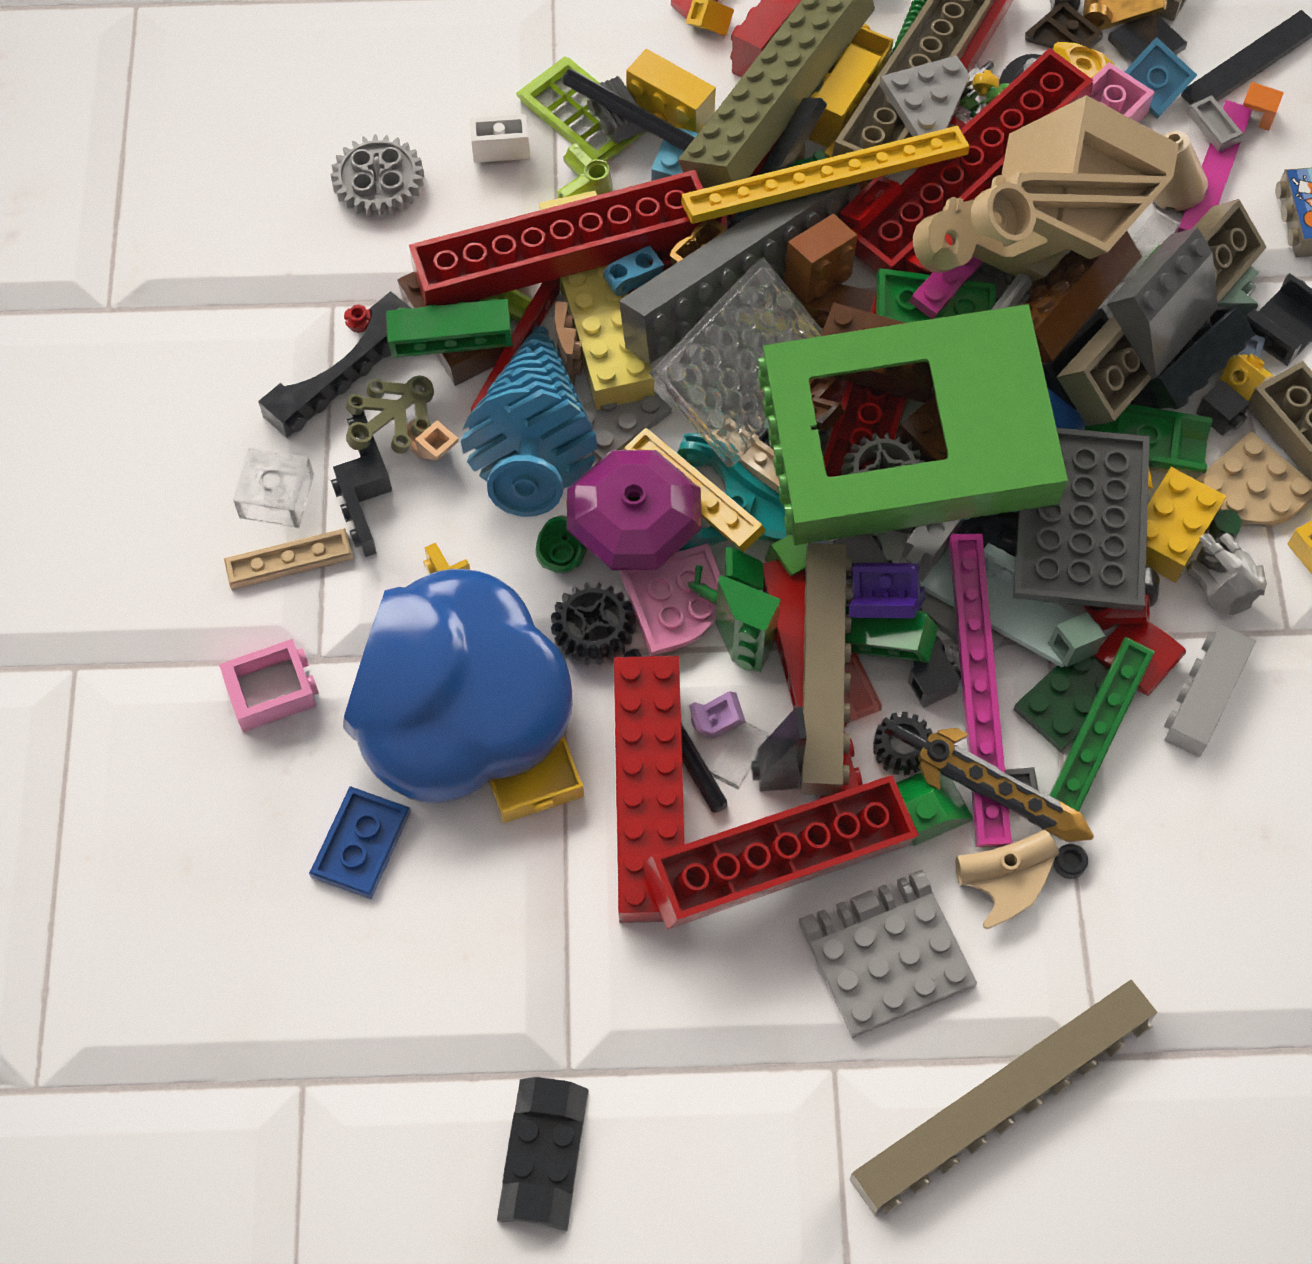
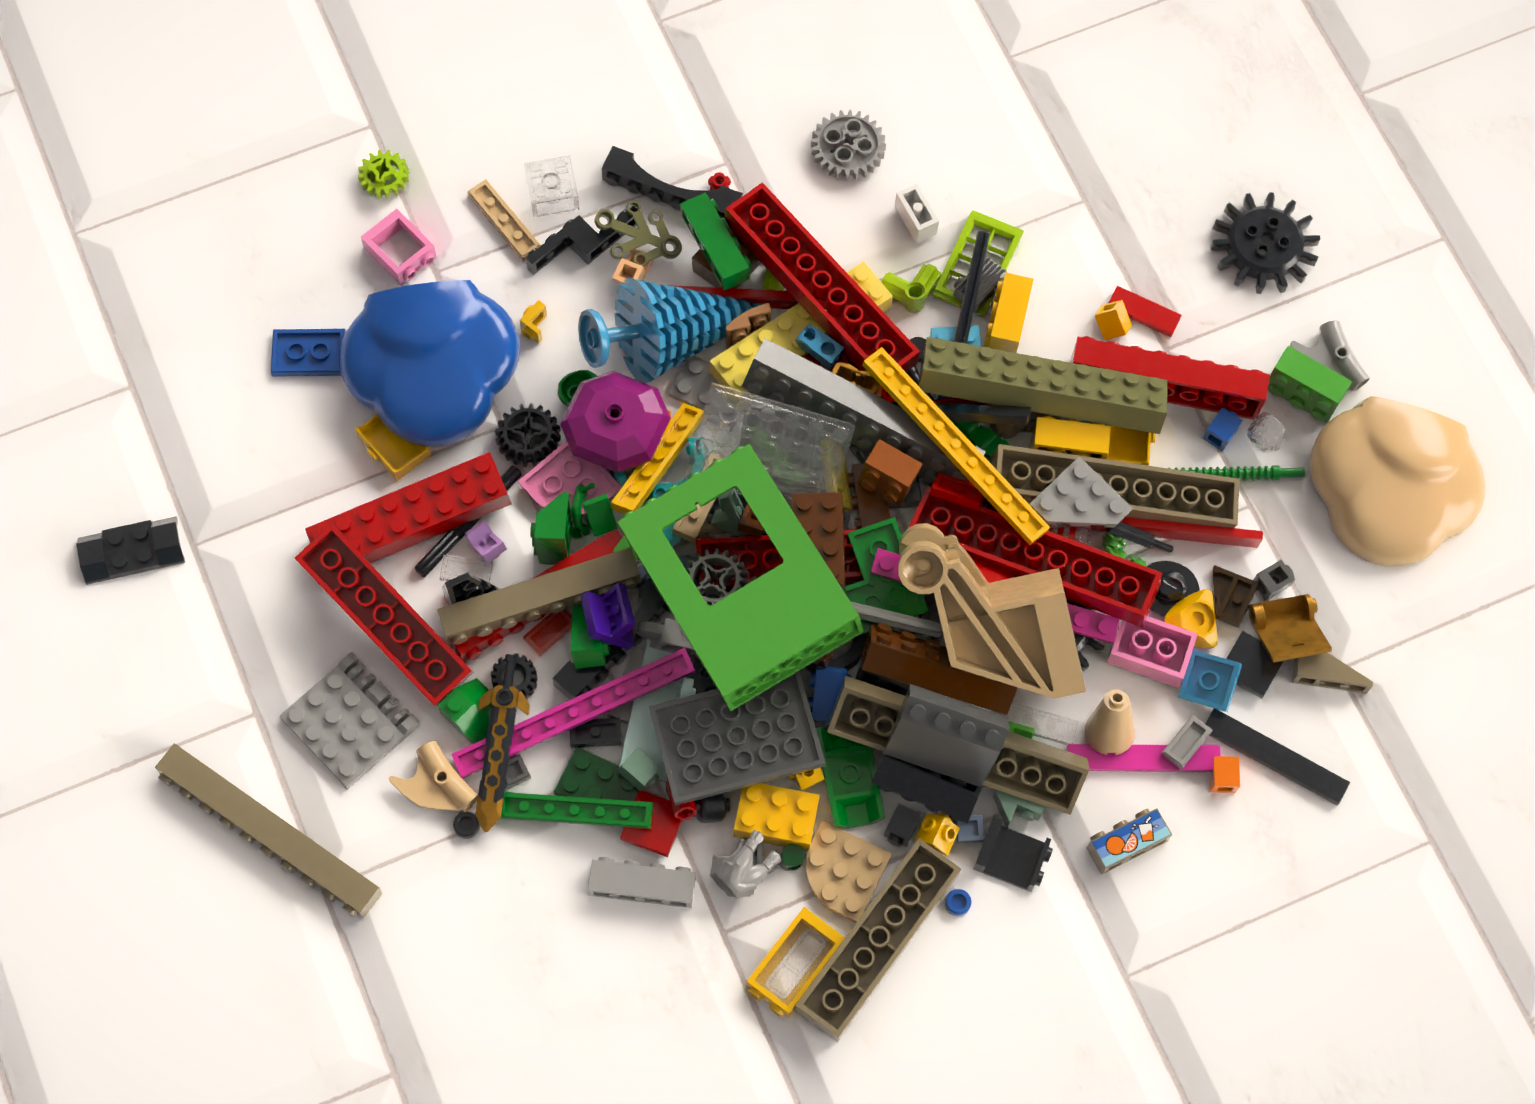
camera: 65 degrees right, 5 degrees up
(157, 682) = (390, 180): none -> lime gear
(984, 81) = (1130, 544): yellow piece -> none
(1009, 672) = (597, 733): none -> black plate

